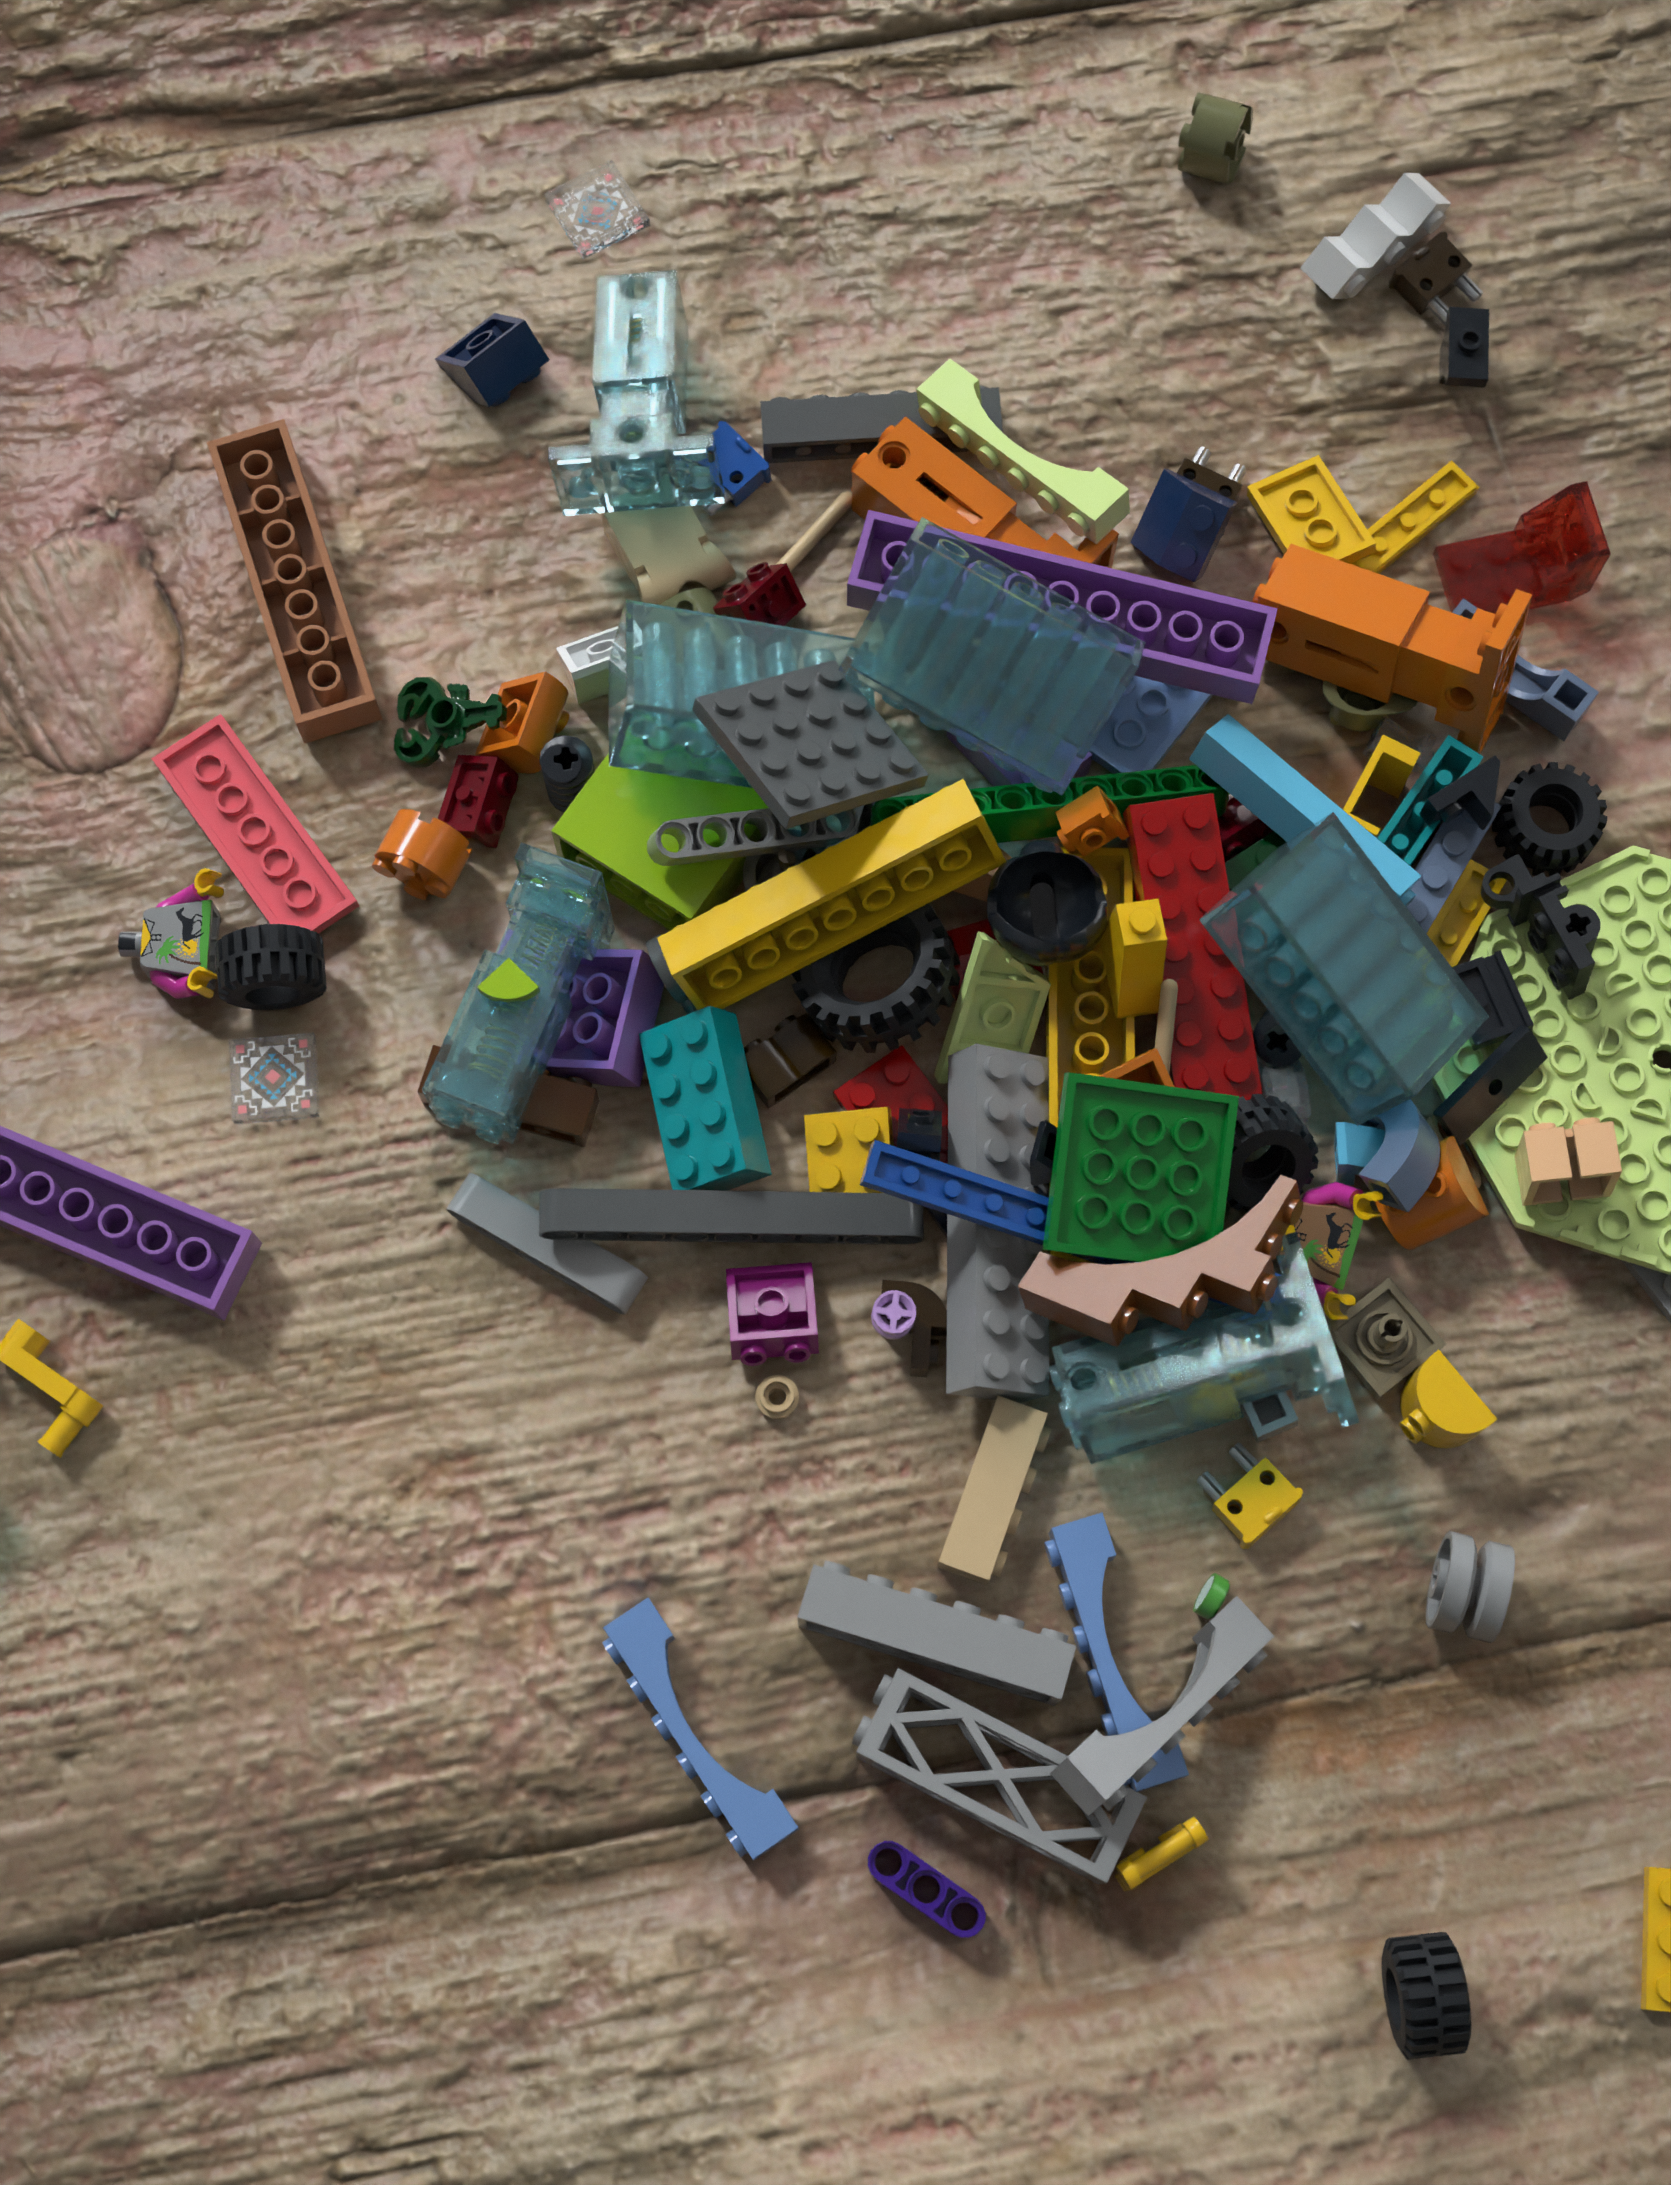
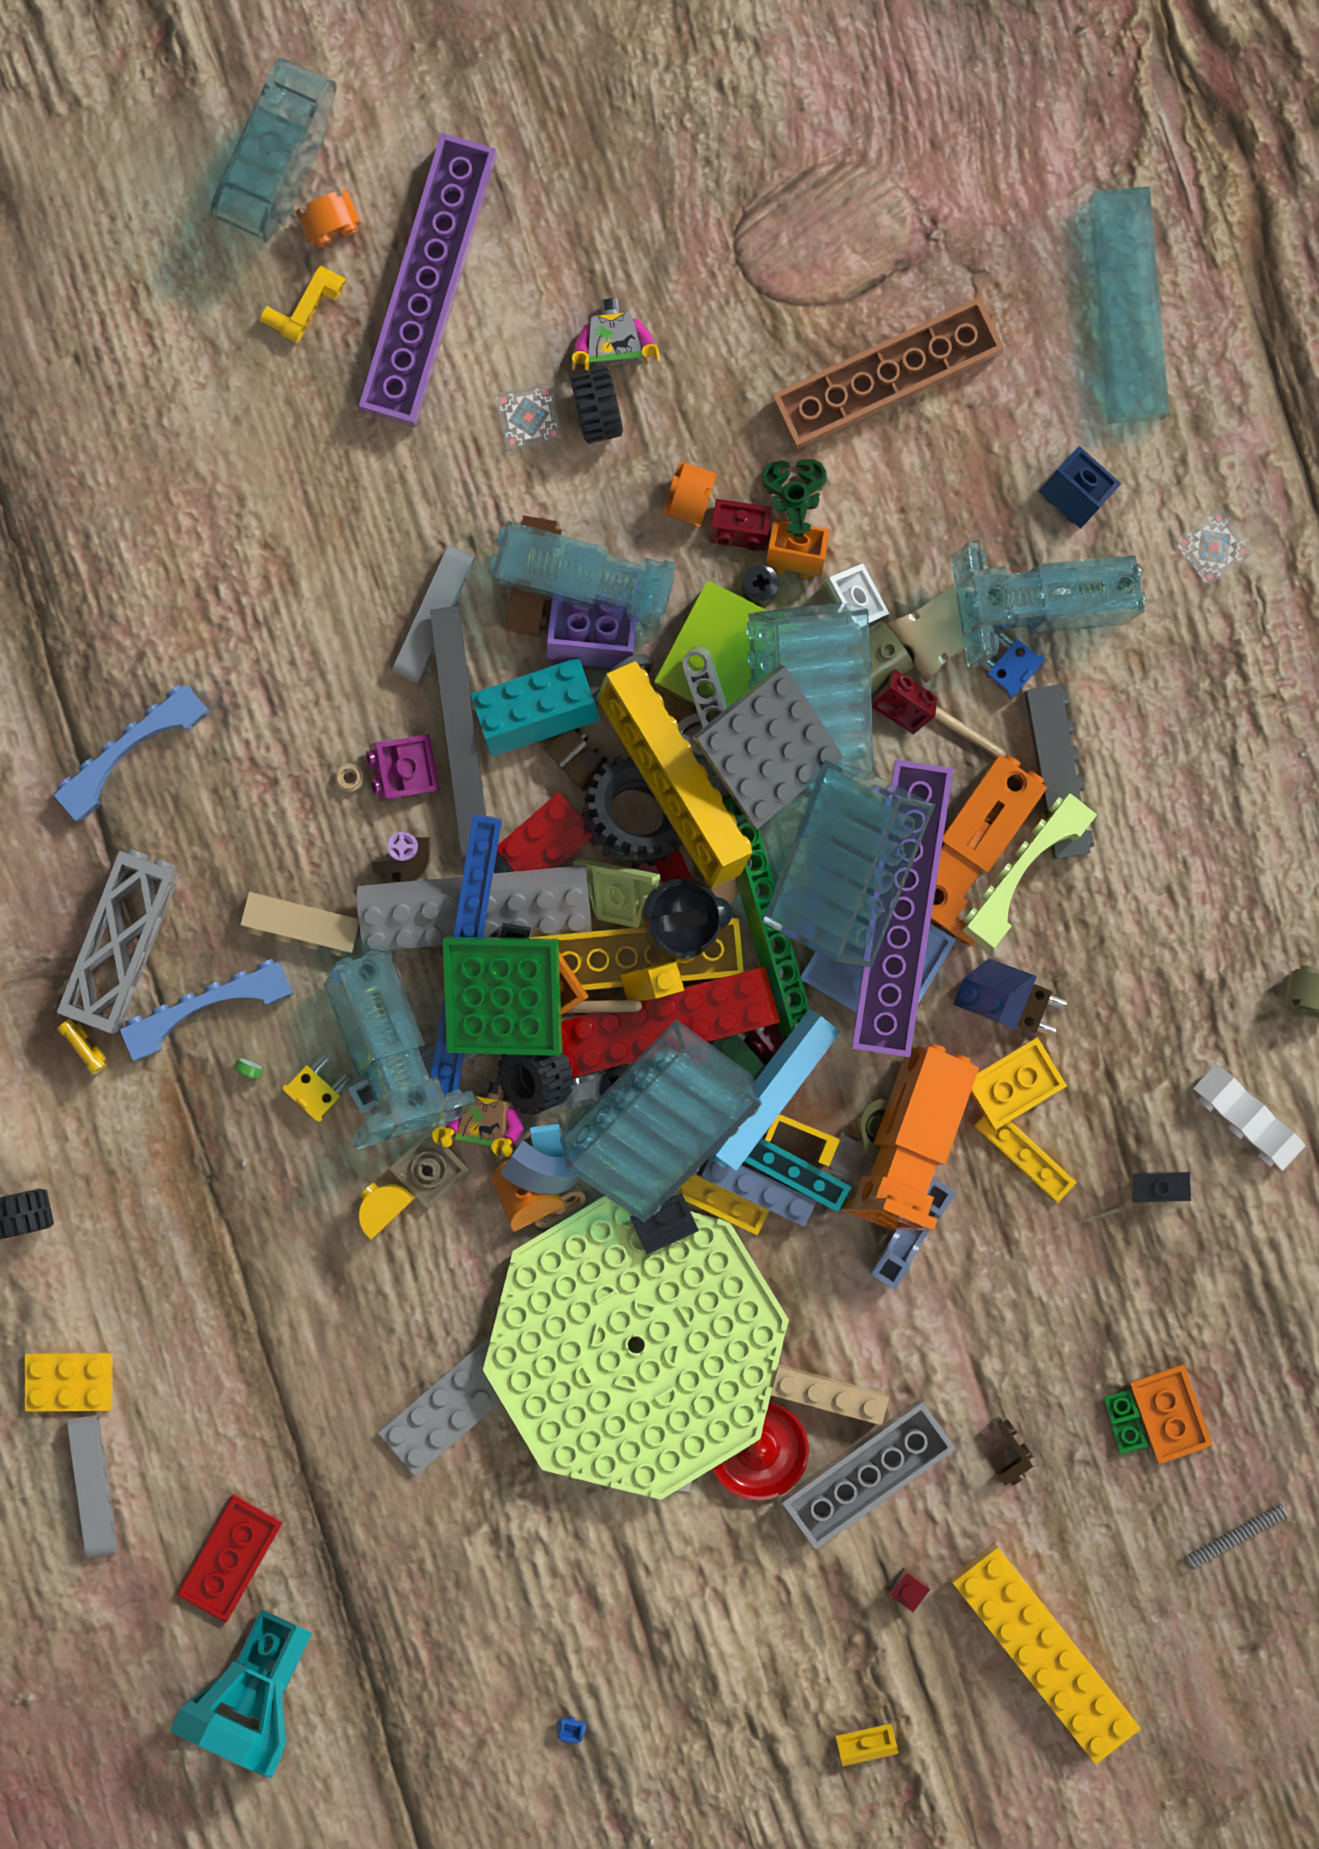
camera: 80 degrees right, 15 degrees up
(252, 272) = (1129, 305): none -> clear light blue brick
(254, 829) = (700, 376): coral plate -> none
(508, 984) = (583, 567): lime tile -> none
(840, 1146) = (518, 804): yellow plate -> none
(920, 1132) = (522, 851): black brick -> none
(936, 1634) = (202, 894): light grey brick -> none
(949, 1892) = (38, 914): dark purple beam -> none
(1090, 822) = (752, 944): orange brick -> none
(1104, 1763) = (216, 1079): light grey arch -> none
(1173, 1288) = (427, 1025): arch -> none
(1432, 274) = (1226, 1158): dark brown piece -> none
(1470, 1587) = (268, 1225): light grey wheel -> none
(1471, 792) = (805, 1207): black slope -> none
(1490, 1084) = (603, 1228): black tile -> none
(1548, 554) = (997, 1233): clear red bracket -> none
(1560, 933) = (713, 1259): black plate -> none
(1565, 793) = (821, 1280): black tyre -> none
(1581, 1155) = (545, 1263): light nougat piece -> none

